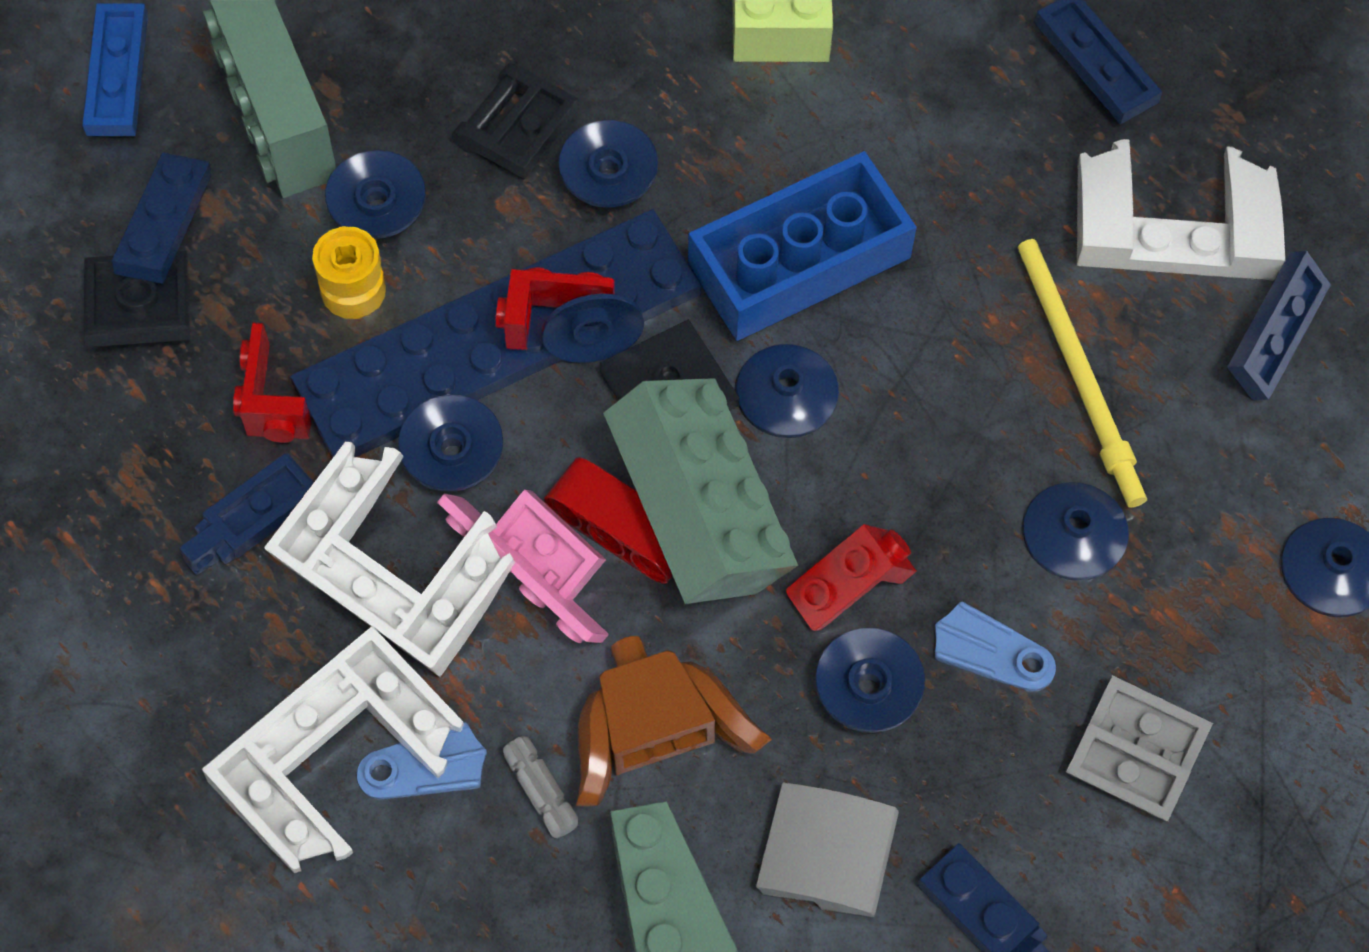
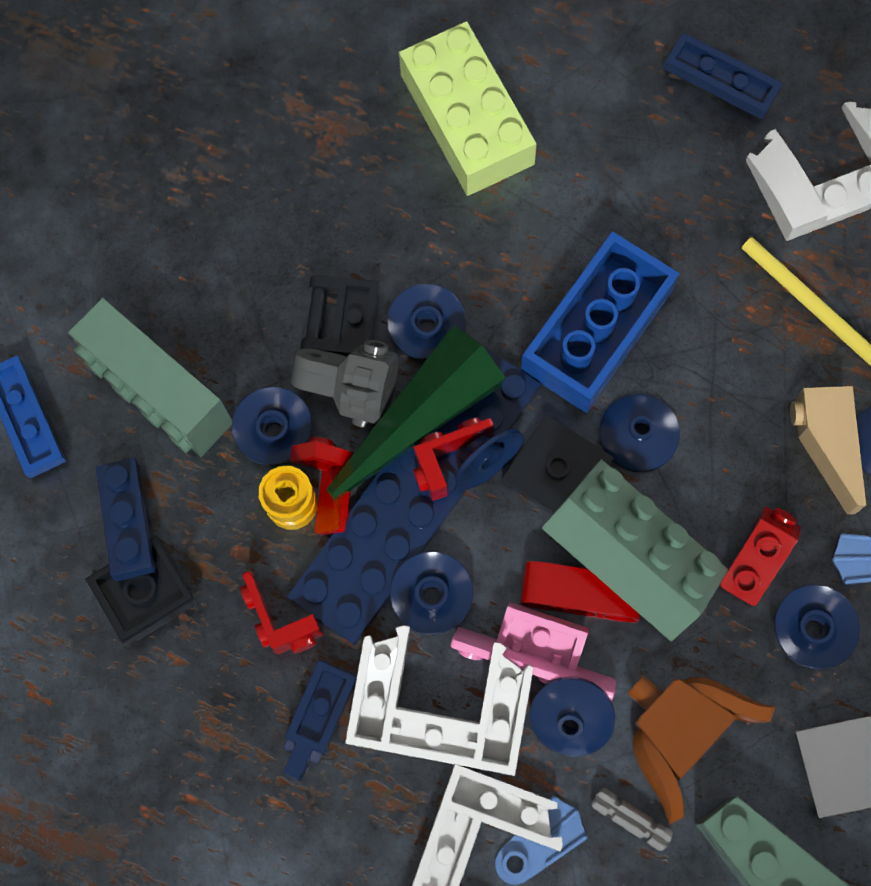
camera: 20 degrees left, 10 degrees up
(411, 246) = (323, 456): none -> red bracket
(494, 187) = (358, 383): none -> dark grey piece
(554, 639) = (572, 700): none -> dark blue dish
(584, 233) = (444, 386): none -> dark green wedge
(1002, 484) = (831, 438): none -> tan slope

